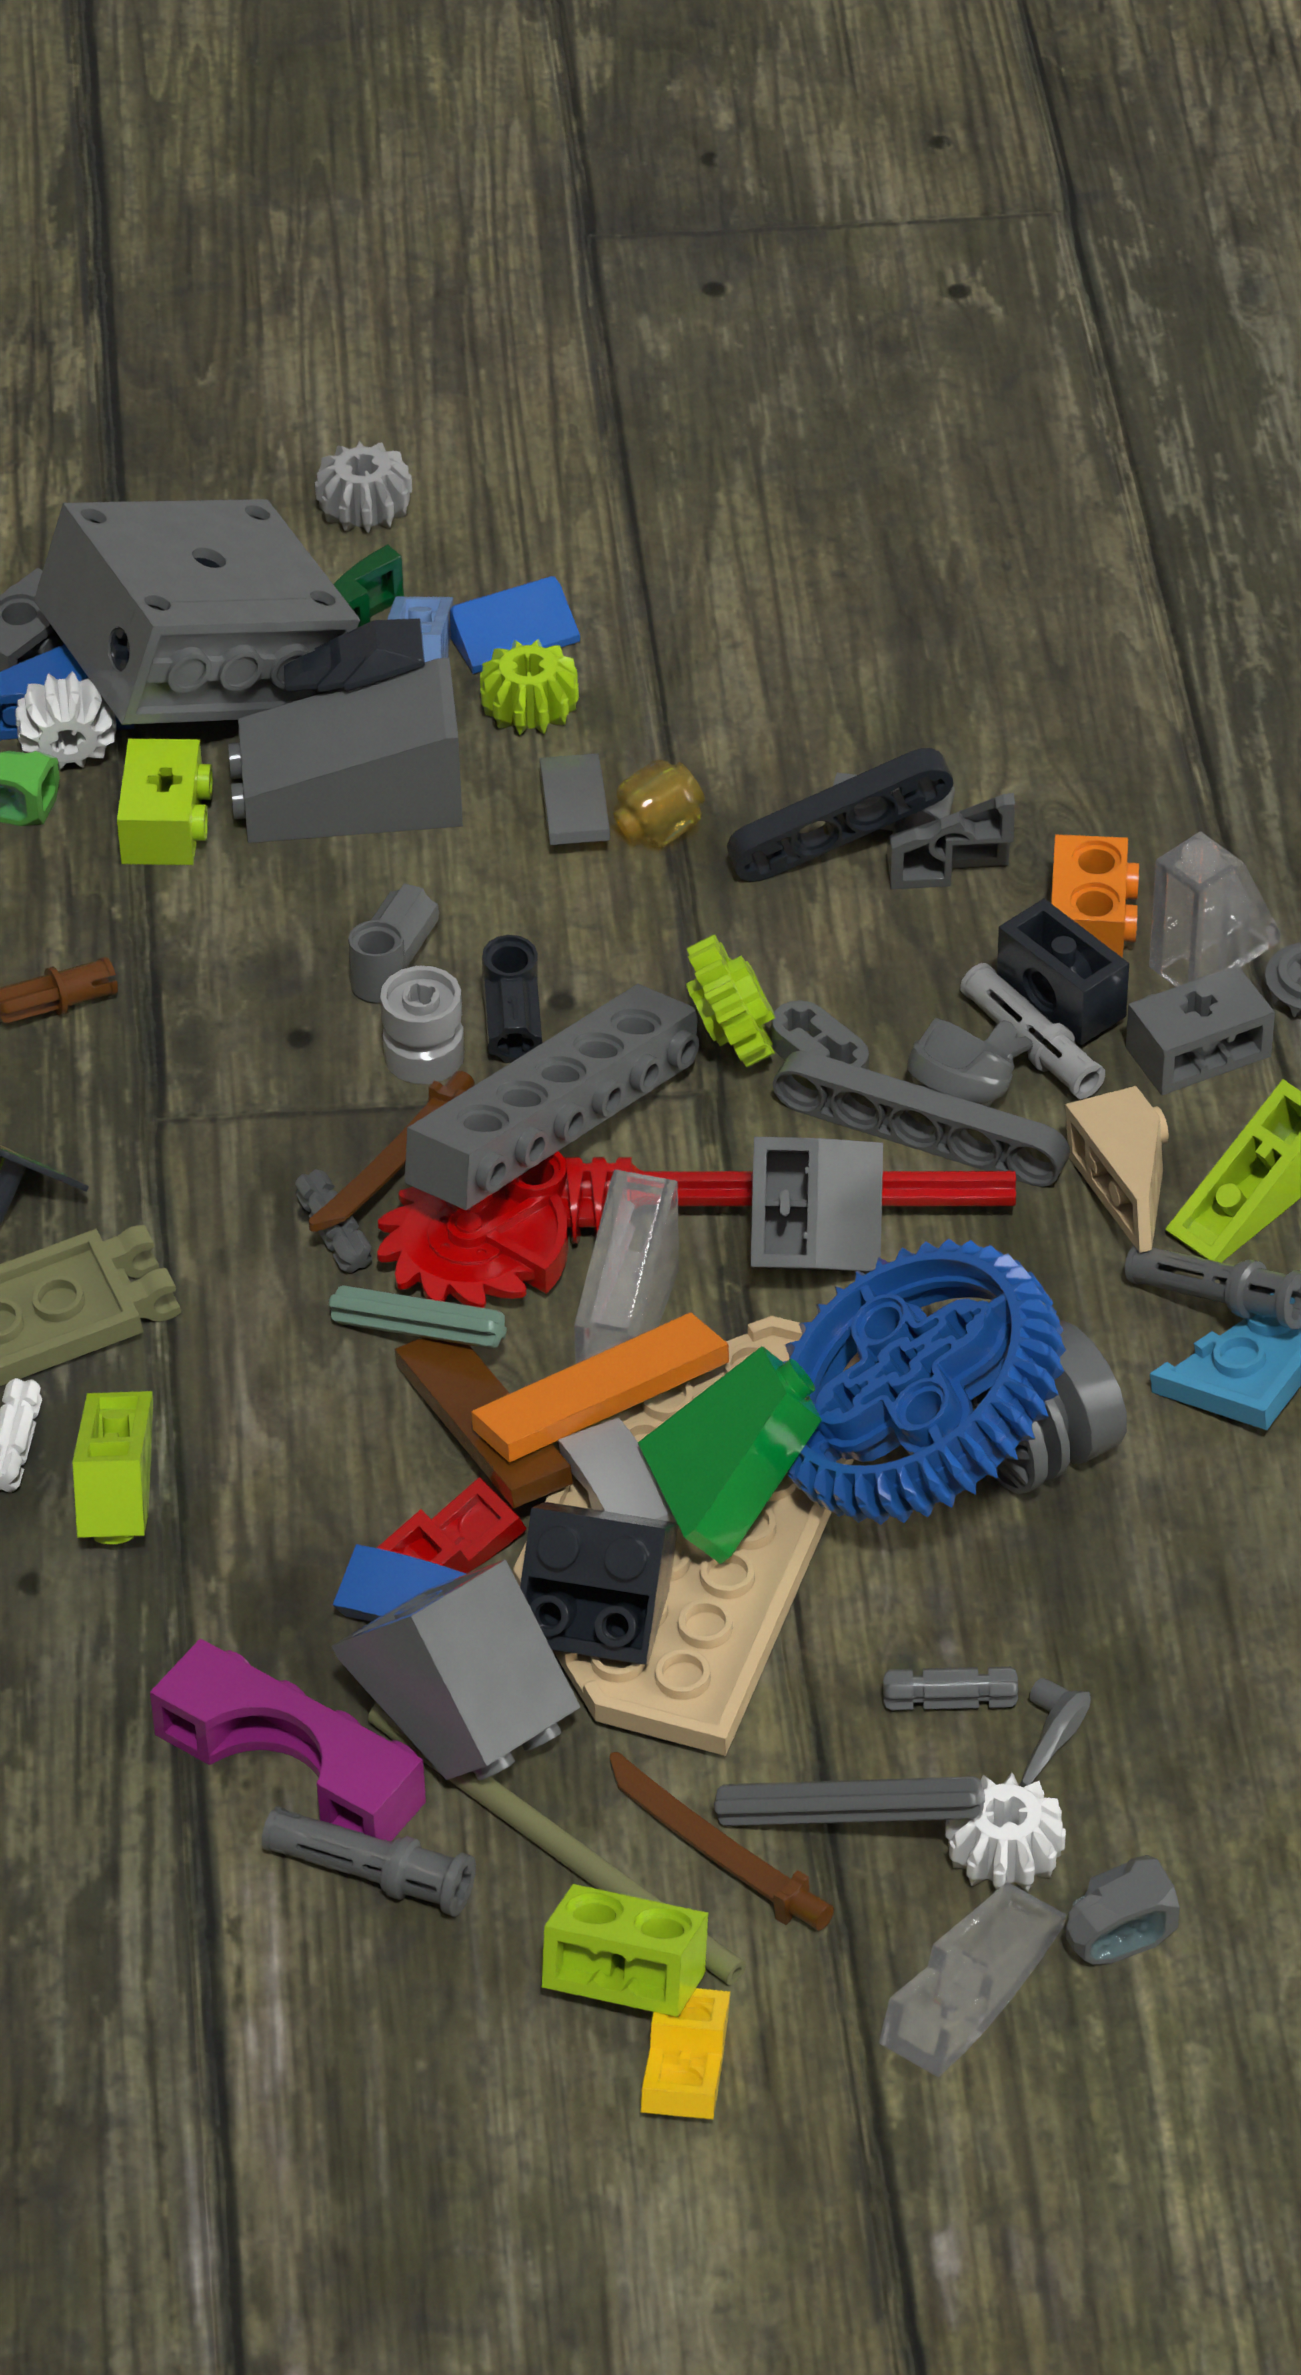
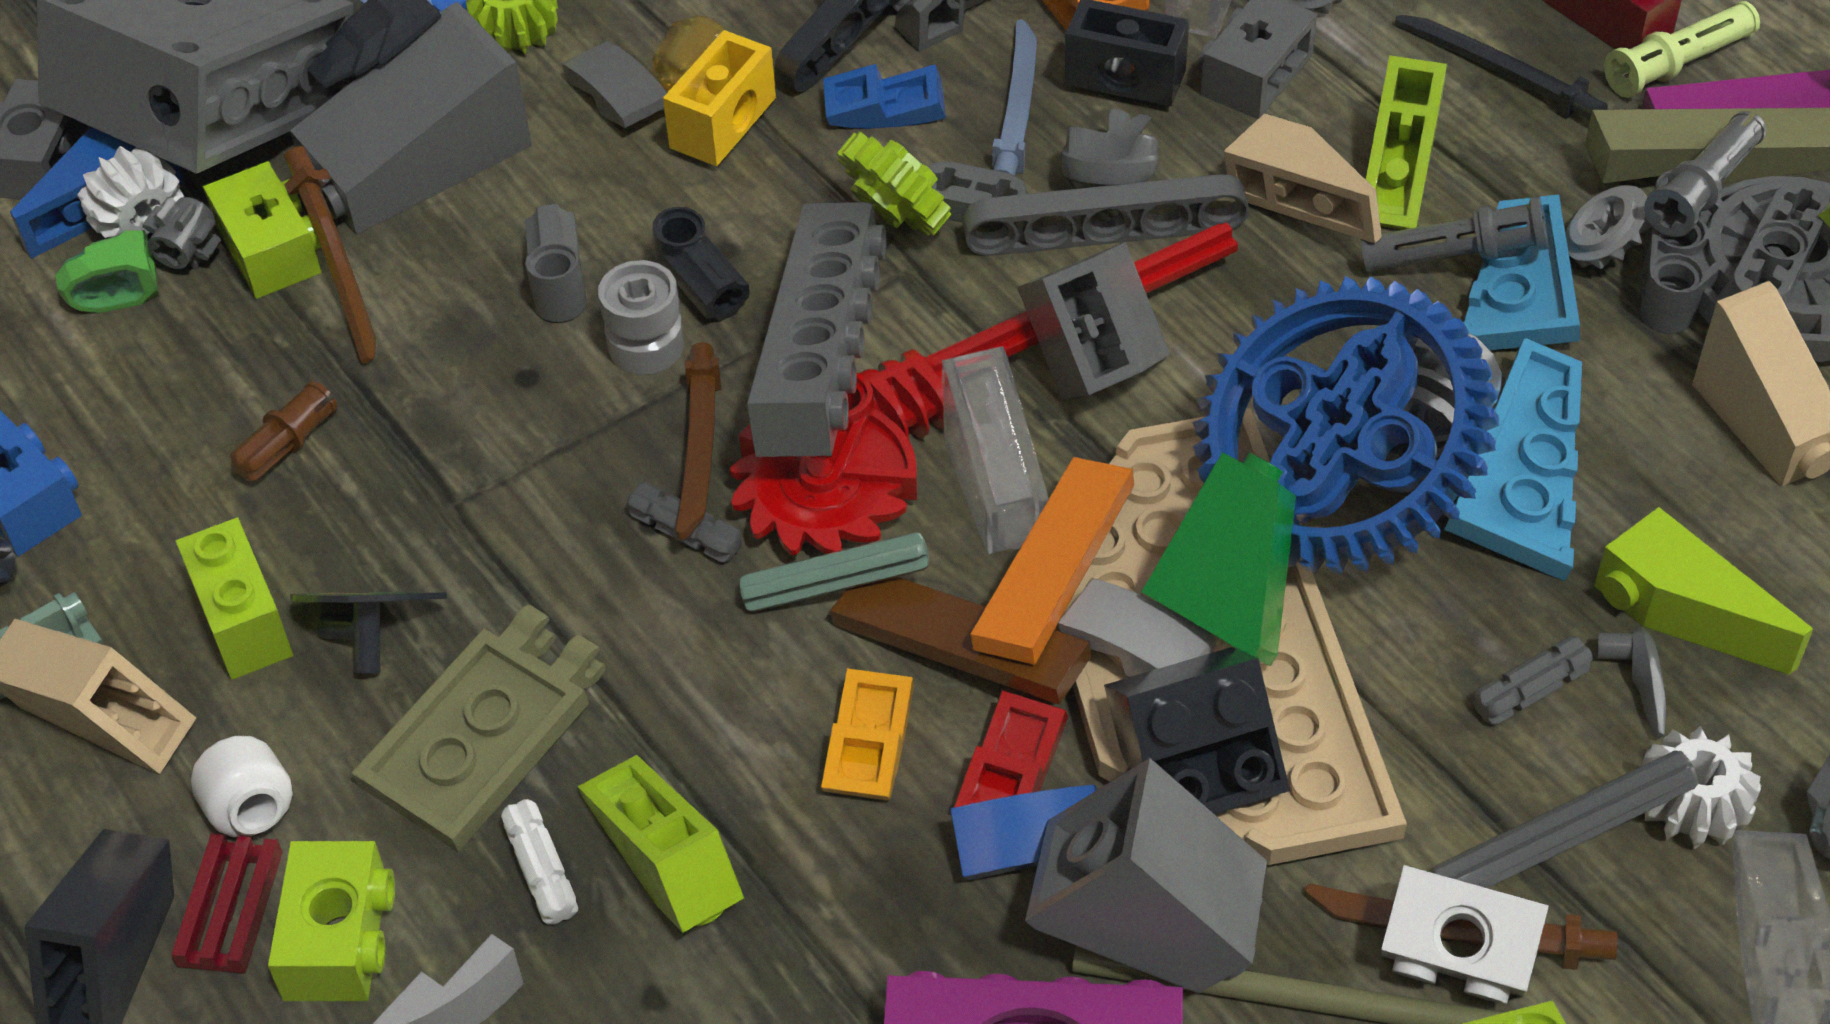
camera: 30 degrees left, 5 degrees up
(88, 774) = (181, 232): none -> dark grey gear
(218, 777) = (308, 184): none -> reddish brown sword
(357, 1461) = (868, 734): none -> light orange slope
(646, 852) = (719, 97): none -> yellow brick
(724, 1861) = (1507, 923): none -> white brick
(804, 919) = (868, 101): none -> blue slope
(885, 1022) = (1009, 151): none -> sand blue sword
(1072, 1068) = (1098, 100): light grey pin -> none
(1106, 1513) = (1527, 496): none -> dark azure wing
(1150, 1682) = (1694, 594): none -> lime slope

